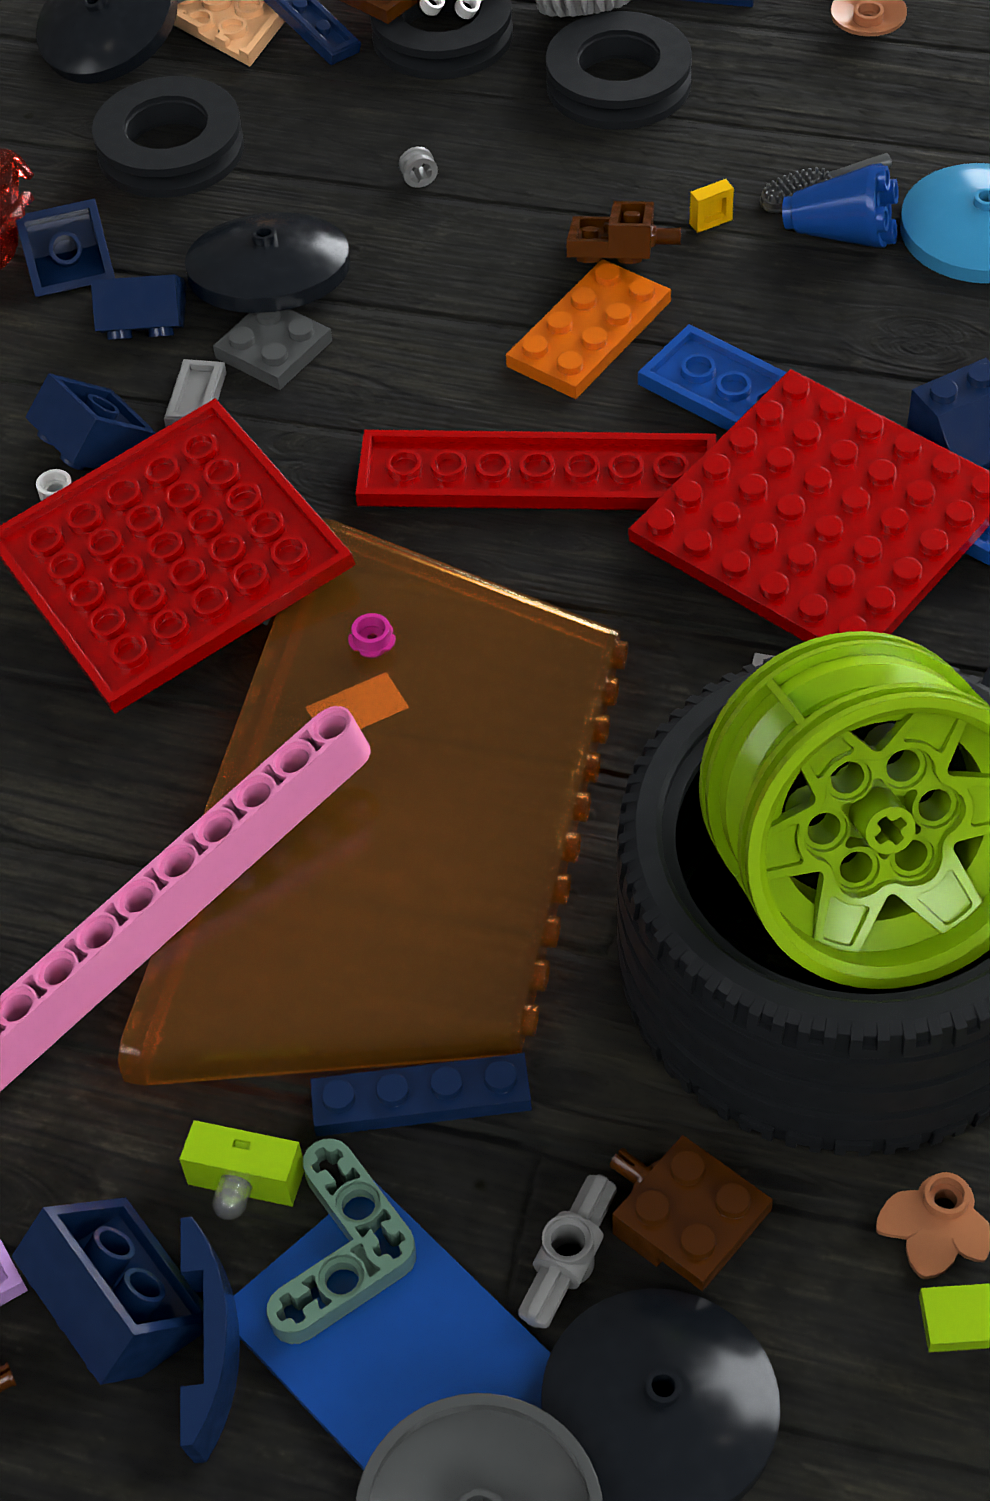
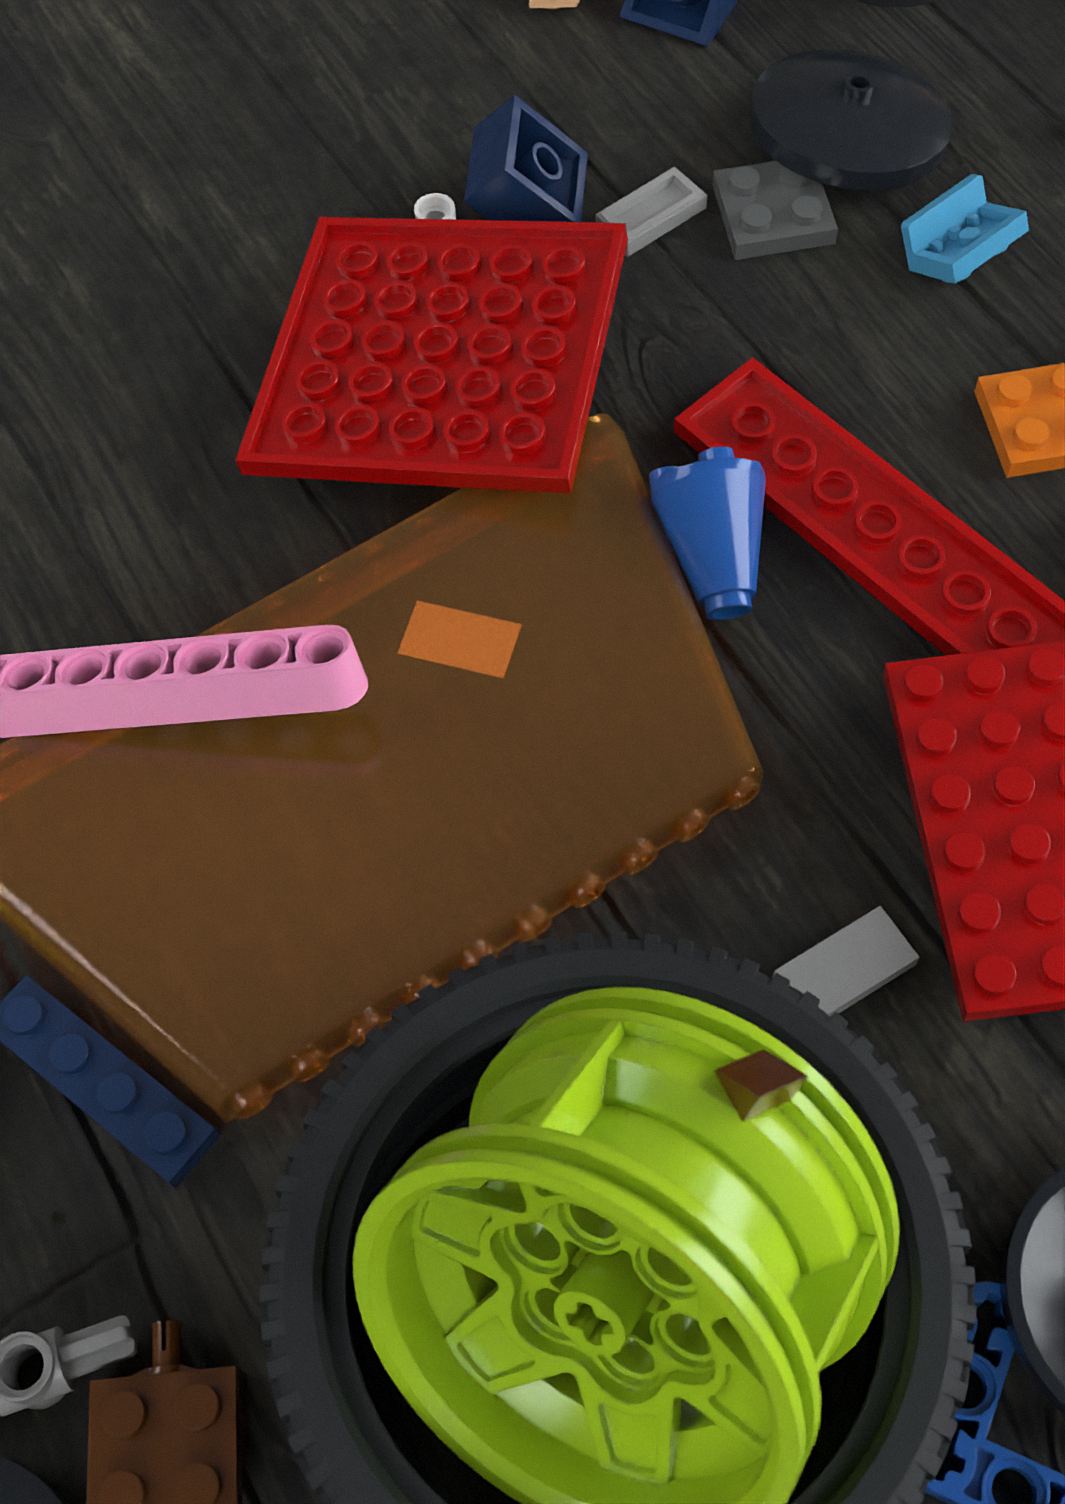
camera: 45 degrees right, 10 degrees up
(139, 305) = (686, 83): dark blue slope -> none
(371, 635) = (509, 567): dark pink plate -> none
(409, 285) = (960, 232): none -> dark azure bracket
(452, 529) = (714, 527): none -> blue cone
(868, 642) = (759, 1083): none -> reddish brown piece

